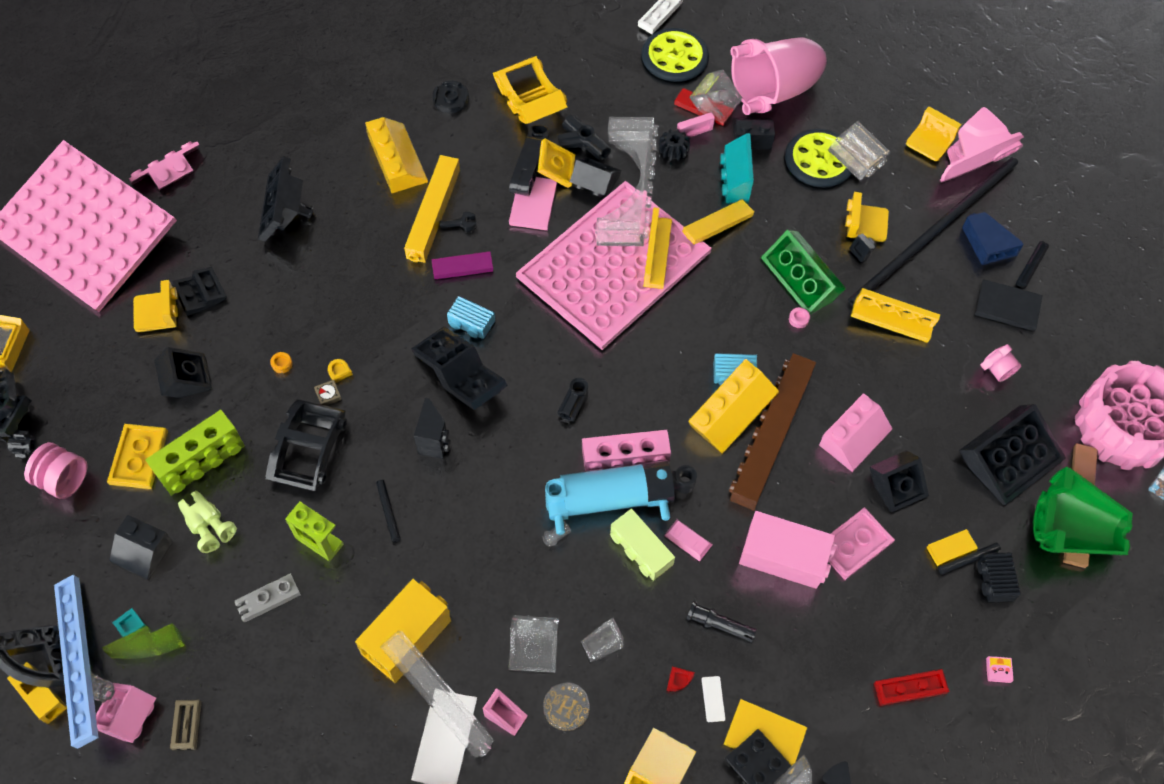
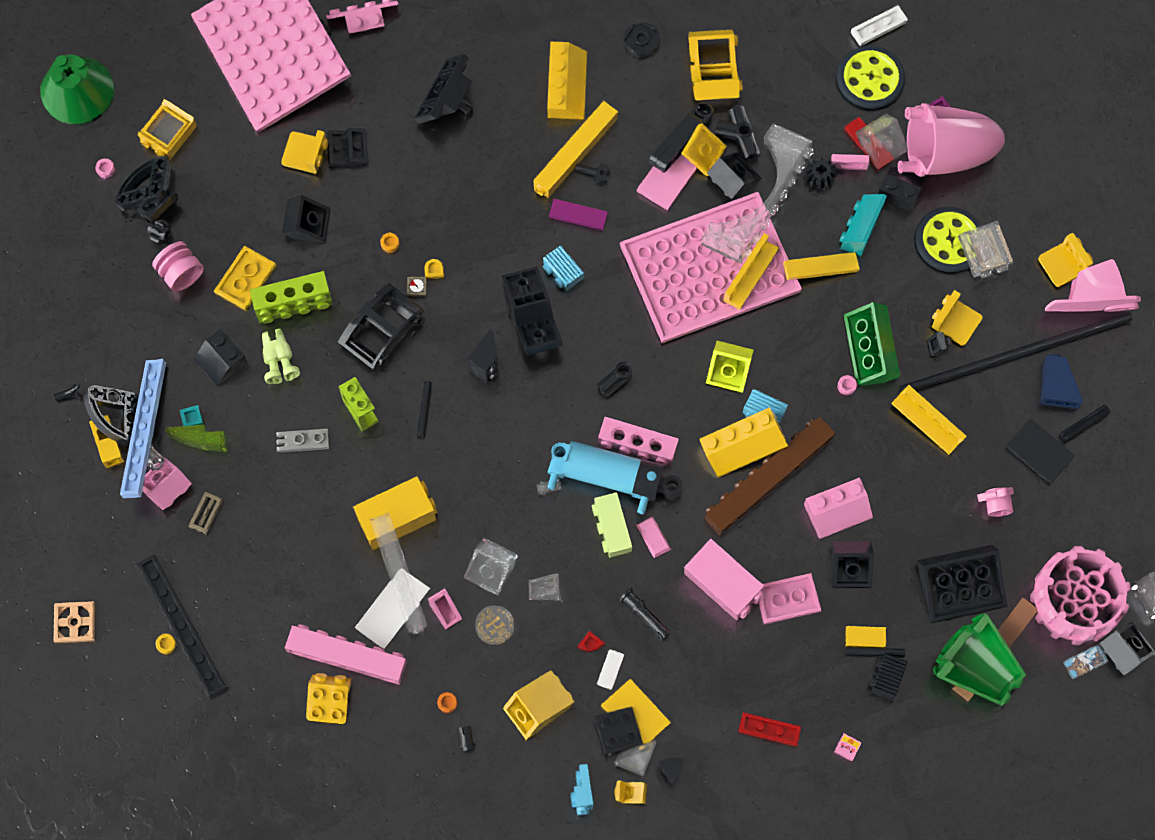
camera: 25 degrees right, 10 degrees up
(680, 344) = (729, 366): none -> neon yellow slope

